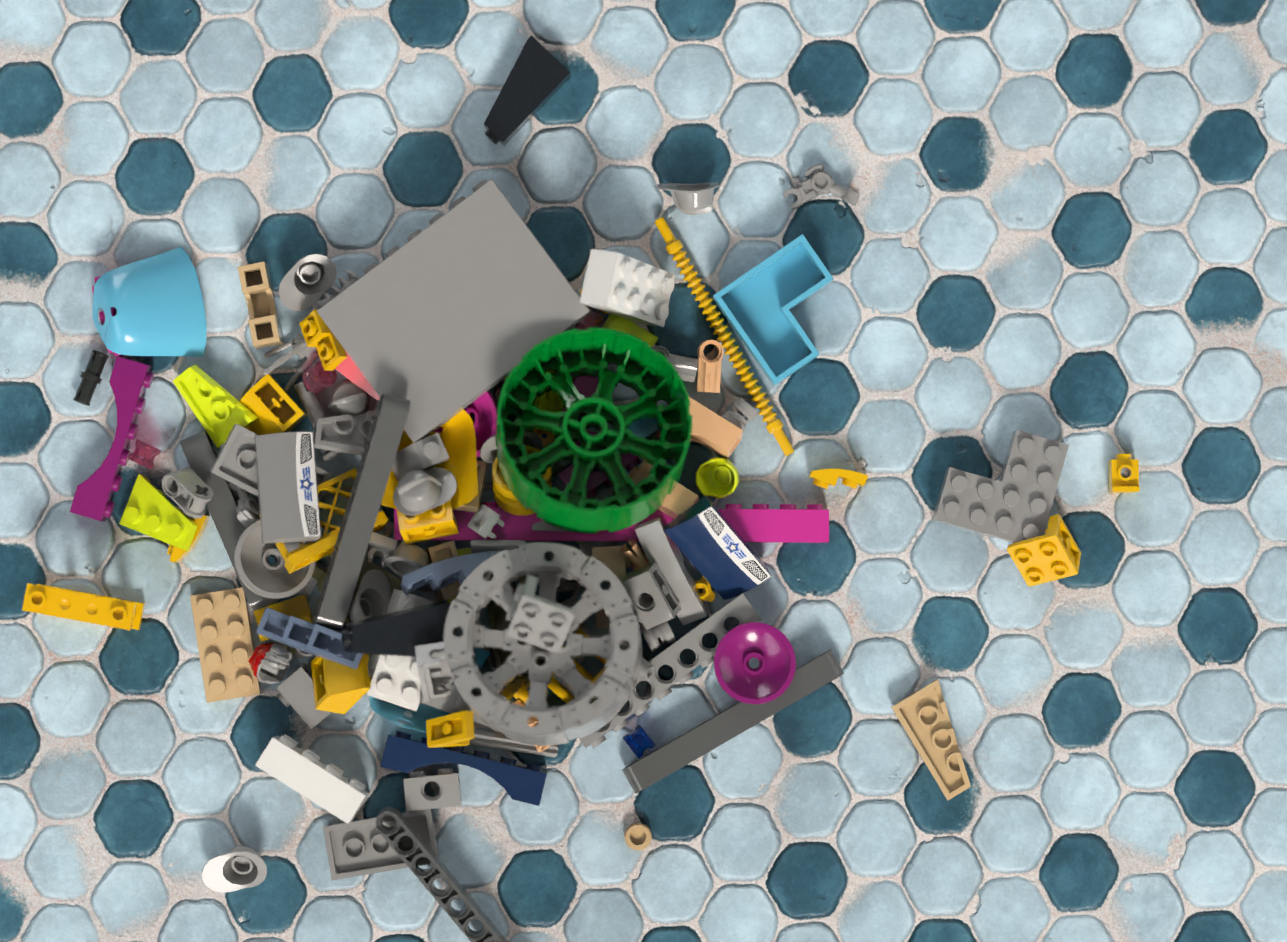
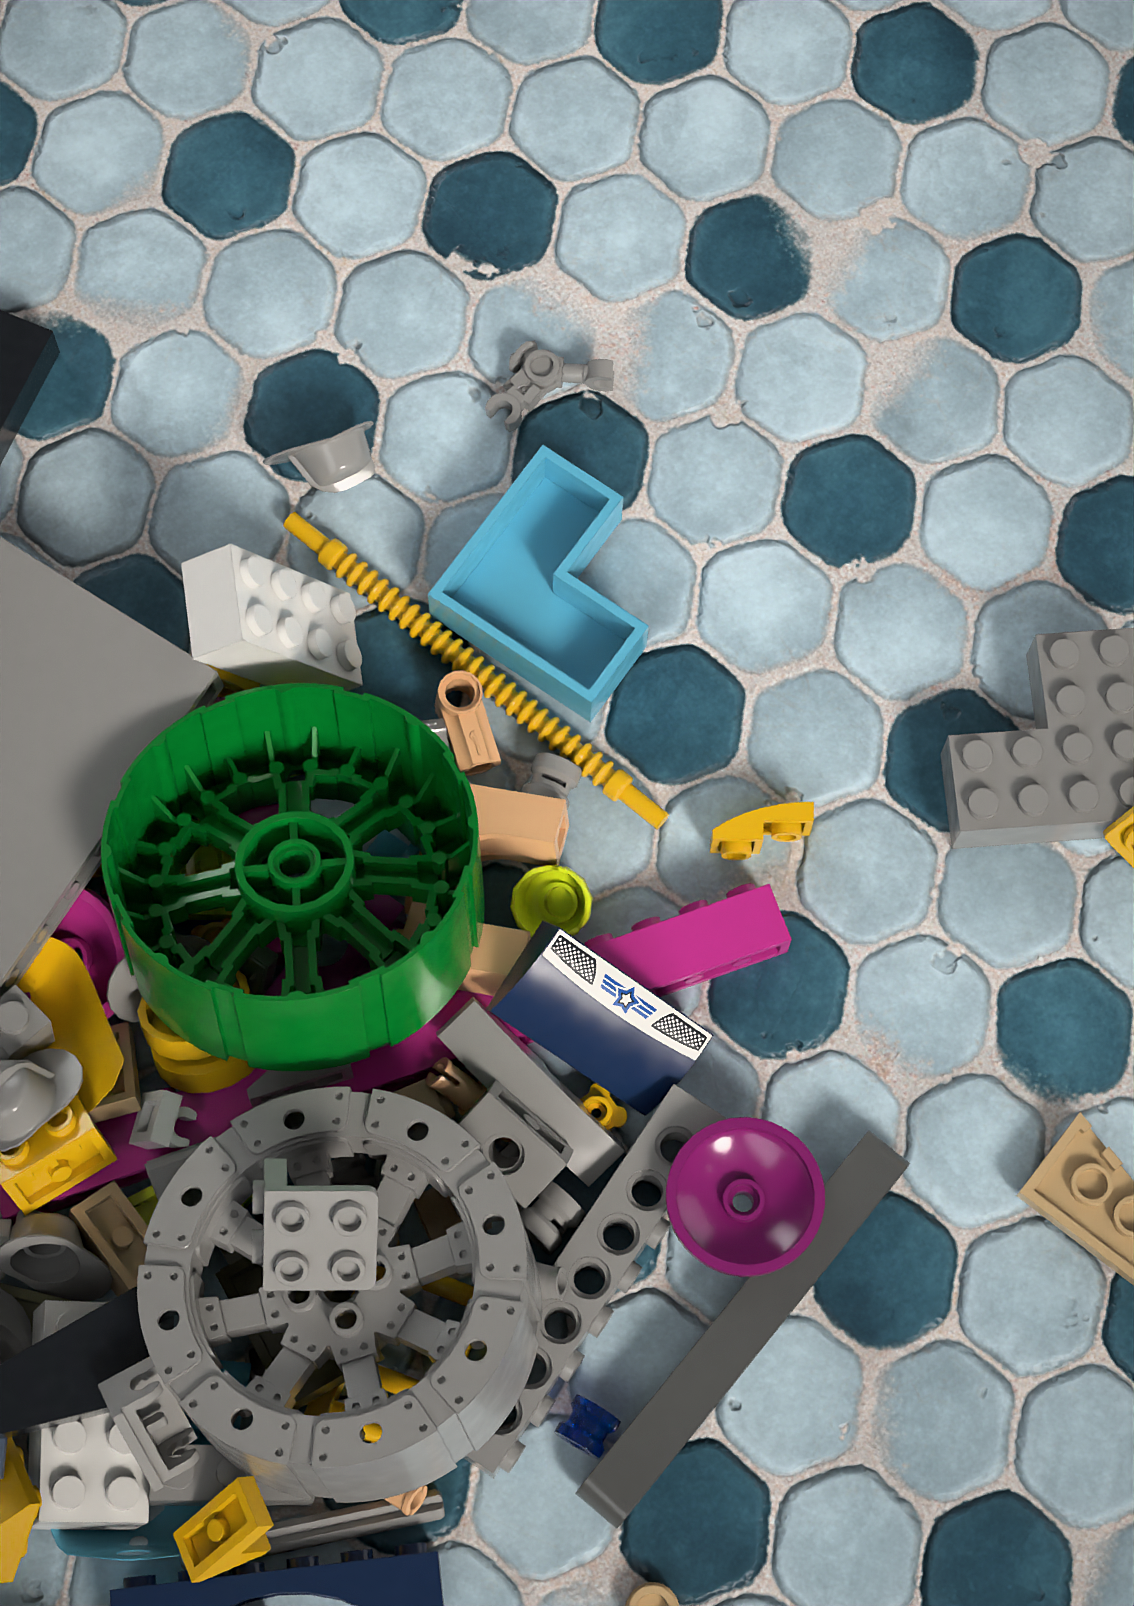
camera: 20 degrees left, 15 degrees down
(444, 572) = (99, 1246): sand blue slope -> none

